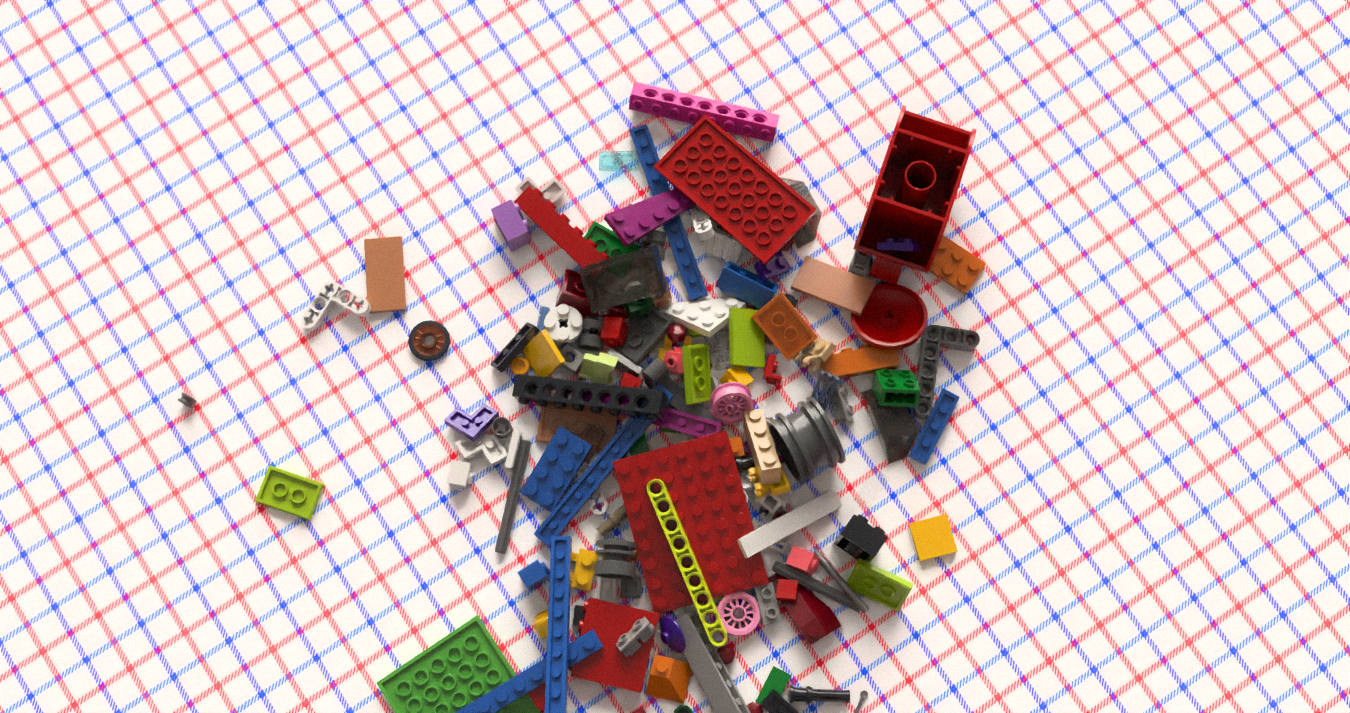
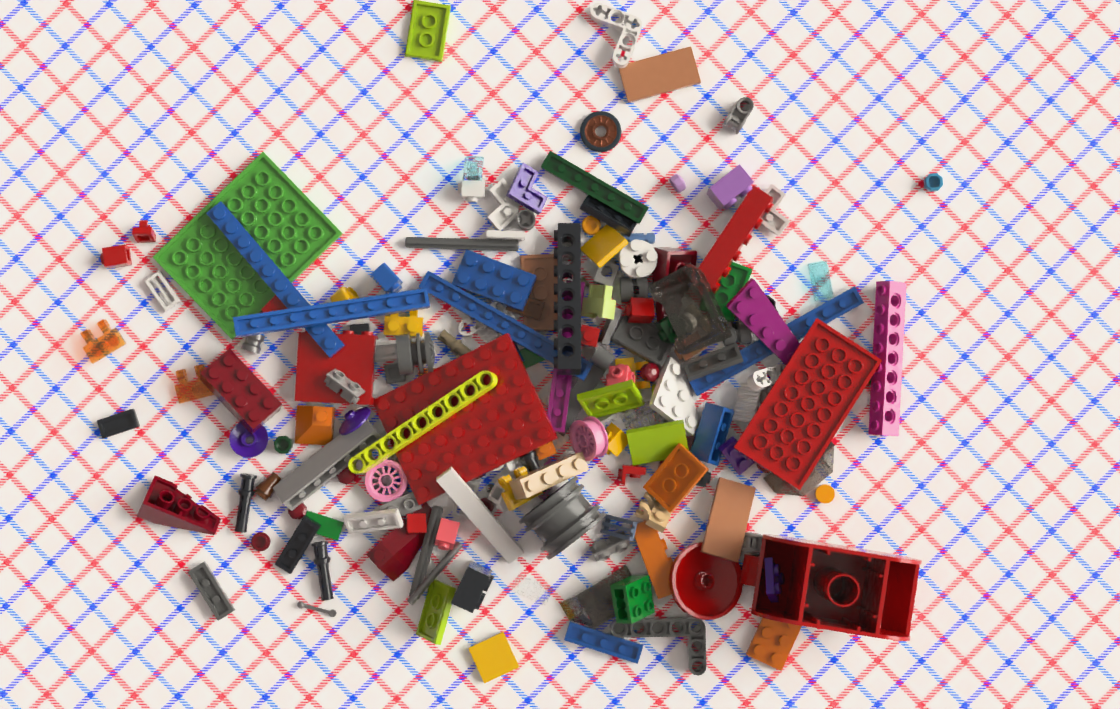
camera: 80 degrees right, 10 degrees up
(439, 469) = (473, 168): none -> clear light blue plate
(444, 208) = (738, 117): none -> light grey piece
(483, 356) = (594, 187): none -> dark green plate
(496, 275) = (677, 183): none -> lavender tile
(544, 42) = (933, 182): none -> dark azure tile
(677, 272) = (712, 362): none -> dark grey plate
(777, 633) = (373, 521): none -> white tile
(822, 193) = (824, 493): none -> light orange tile

